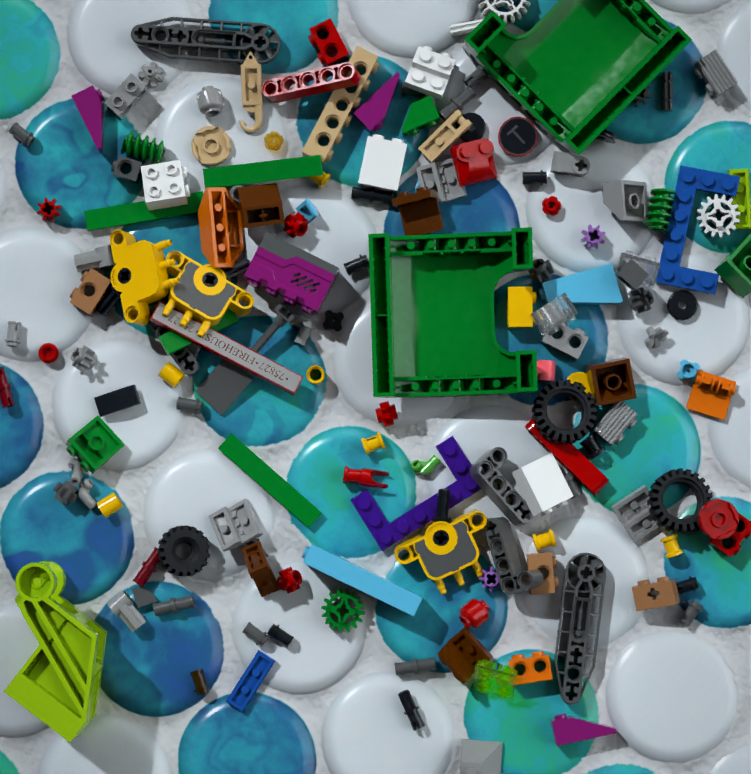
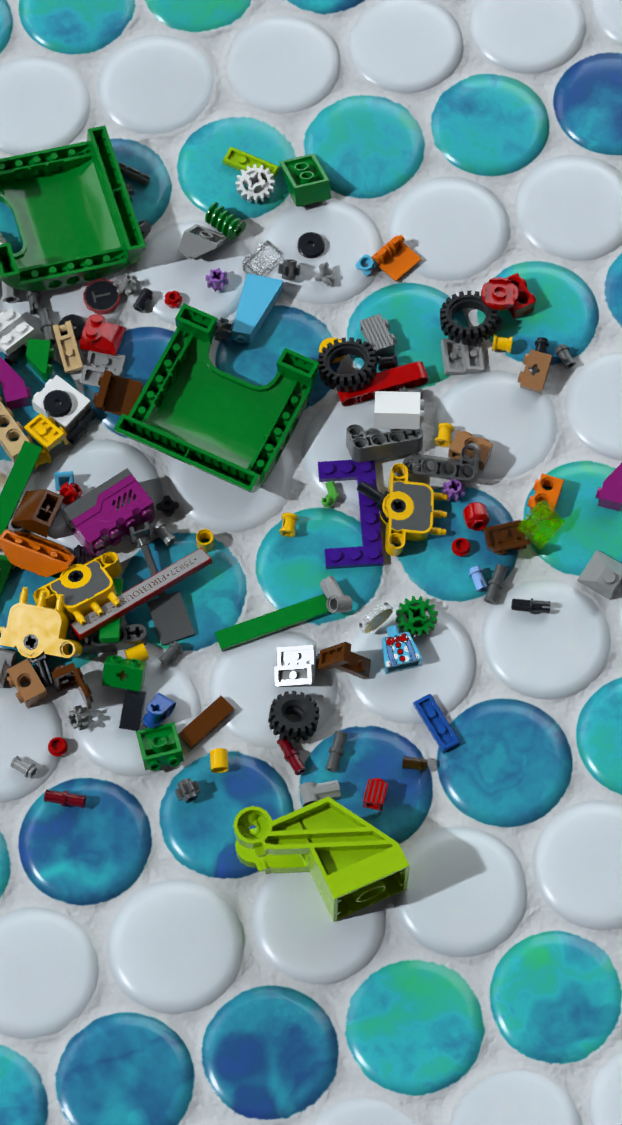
camera: 65 degrees left, 20 degrees down
(77, 472) = (172, 773): light grey arm -> none
(84, 493) = (199, 777): light grey arm -> none
(116, 336) = (67, 676): none -> reddish brown bracket
(128, 424) = (158, 710): none -> blue piece
(141, 472) = (206, 722): none -> reddish brown tile
(143, 596) = (314, 774): dark grey tile -> none
(144, 374) = (115, 677): none -> green brick
(151, 662) = (375, 794): none -> red brick
(255, 634) = (398, 697): dark grey pin -> none
(280, 635) = (410, 678): black pin -> none
(289, 580) = (367, 645): red gear -> none
(300, 611) = (399, 651): none -> torso
(318, 575) = (376, 618): none -> tile
(319, 529) = (336, 600): none -> light grey piece
(343, 168) = (46, 432): none -> yellow bracket
(356, 264) = (132, 463): black pin -> none
(361, 579) = (400, 582): medium azure brick -> none
(364, 477) = (313, 546): red piece -> none
(380, 154) = (57, 396): none -> black piece
(386, 413) = (270, 501): red gear -> none
(412, 647) = (478, 578): none -> light blue pin
(437, 614) = (461, 547): none -> red plate
(520, 307) = (242, 359): yellow brick -> none
(542, 151) = (125, 283): none -> light grey plant
(554, 314) = (263, 331): clear brick -> none
(562, 345) = (289, 341): light grey brick -> none
(565, 163) = (148, 267): light grey piece -> none
(579, 638) = (529, 442): dark grey beam -> none
(611, 381) = (341, 319): reddish brown slope -> none
(631, 274) = (265, 260): dark grey brick -> none
(688, 182) = (215, 191): blue plate -> none
(715, 74) = (141, 133): light grey brick -> none

